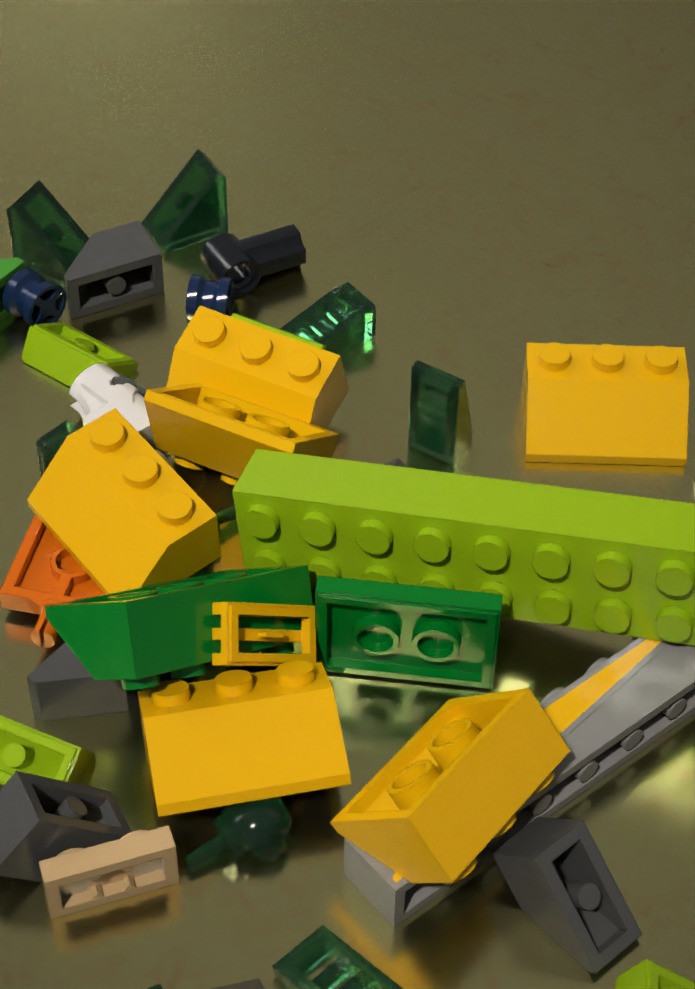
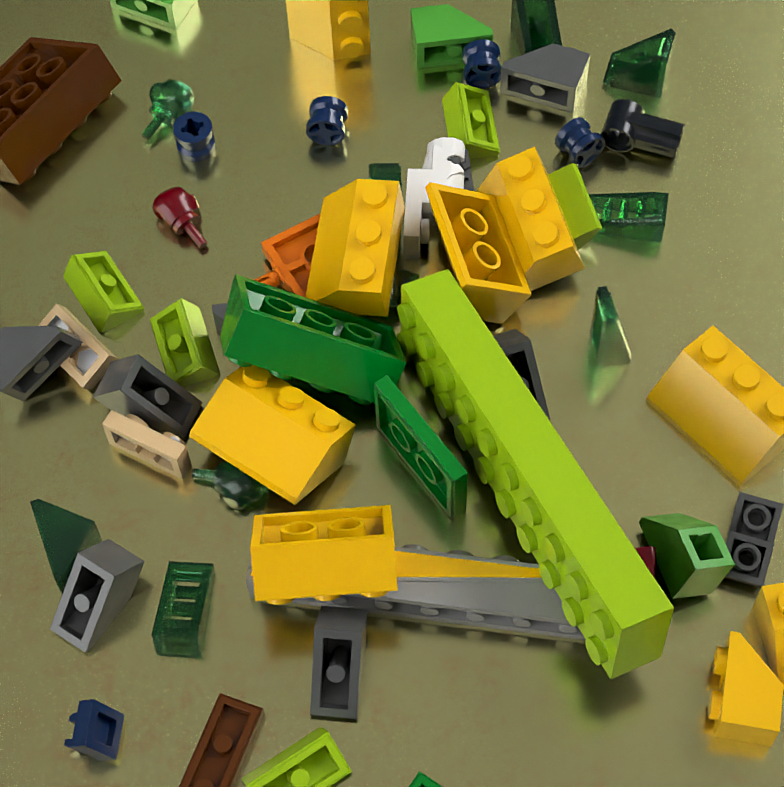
camera: 50 degrees right, 15 degrees up
(231, 634) = (307, 366): yellow tile -> none

